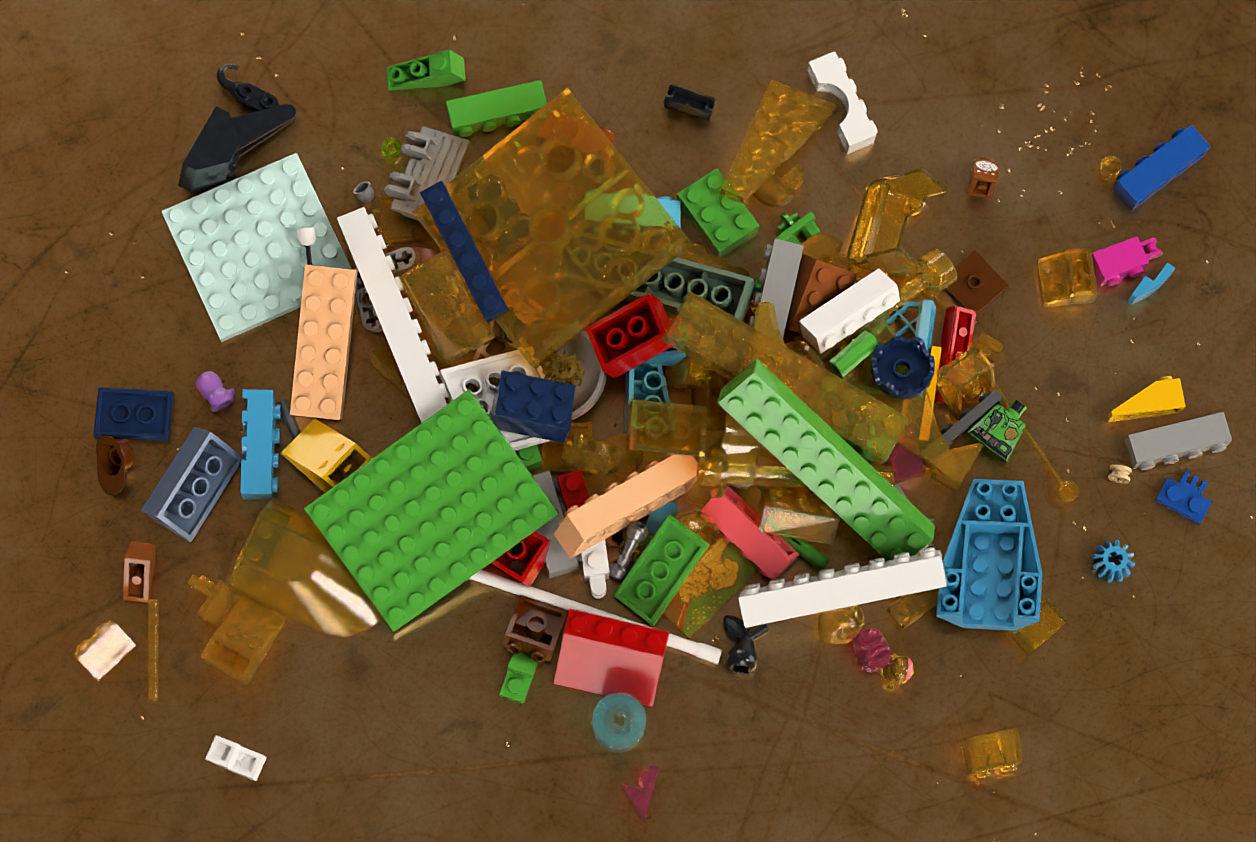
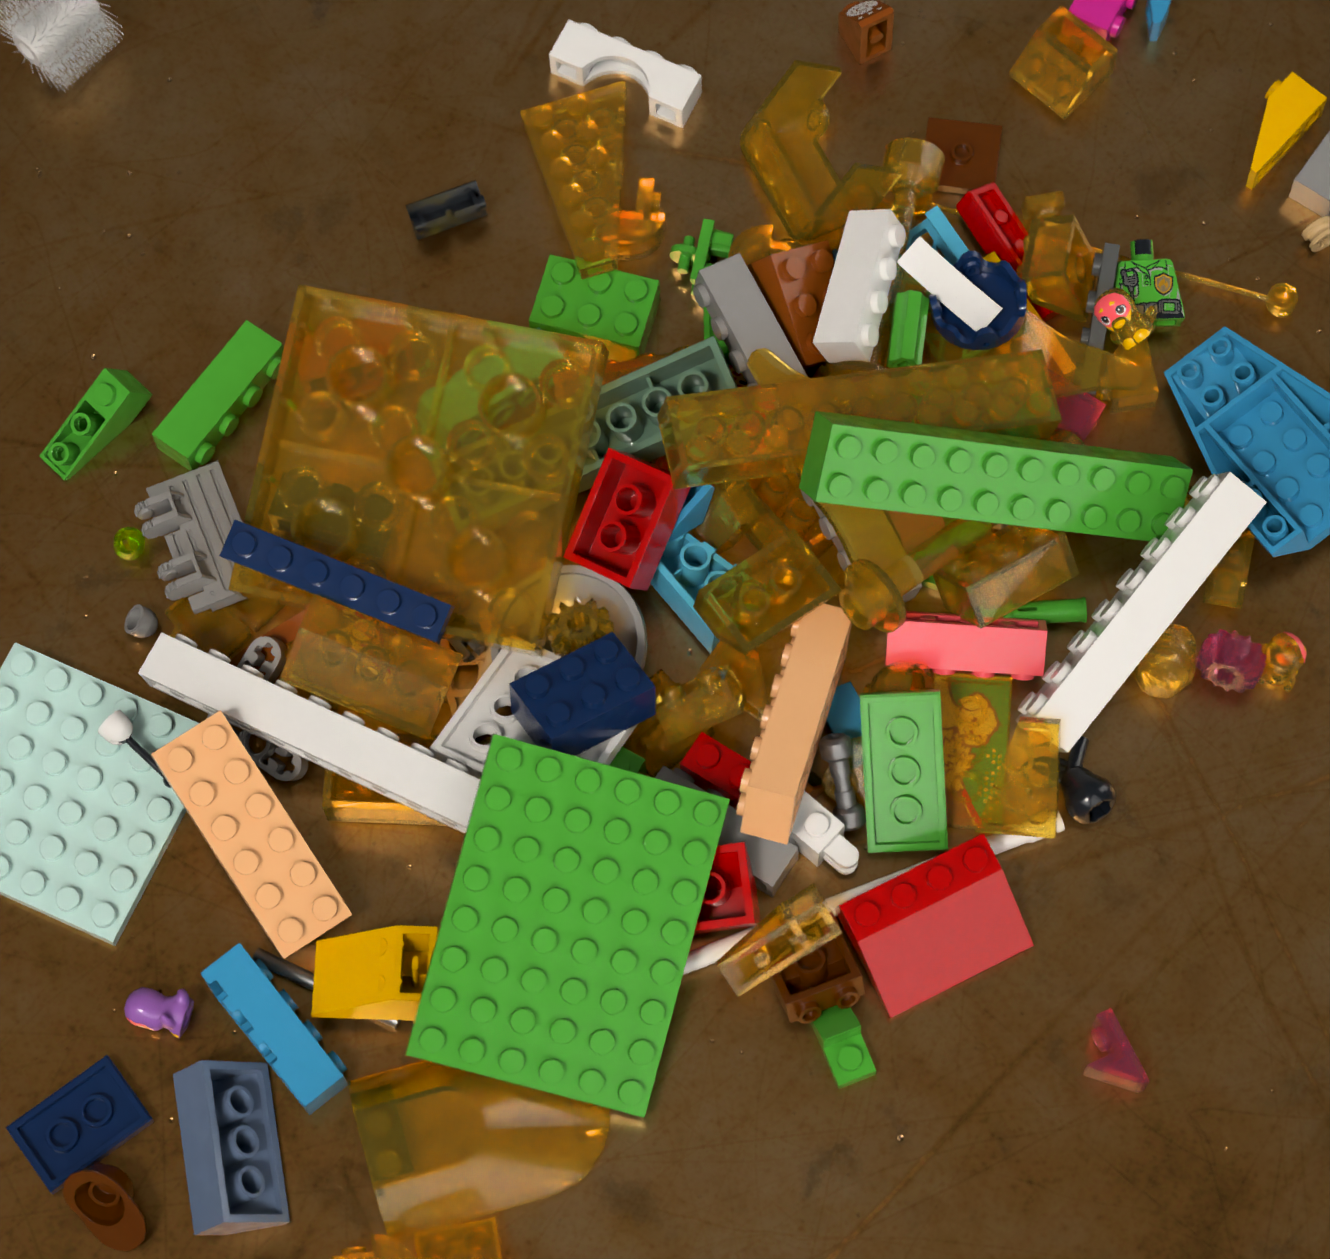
camera: 30 degrees left, 5 degrees down
(529, 601) = (779, 940): none -> clear yellow slope
(611, 735) = (1008, 1018): clear light blue wheel -> none
(713, 626) = (1027, 783): none -> clear yellow wing
(894, 347) = (949, 285): none -> white sticker
(969, 435) = (1121, 317): none -> animal

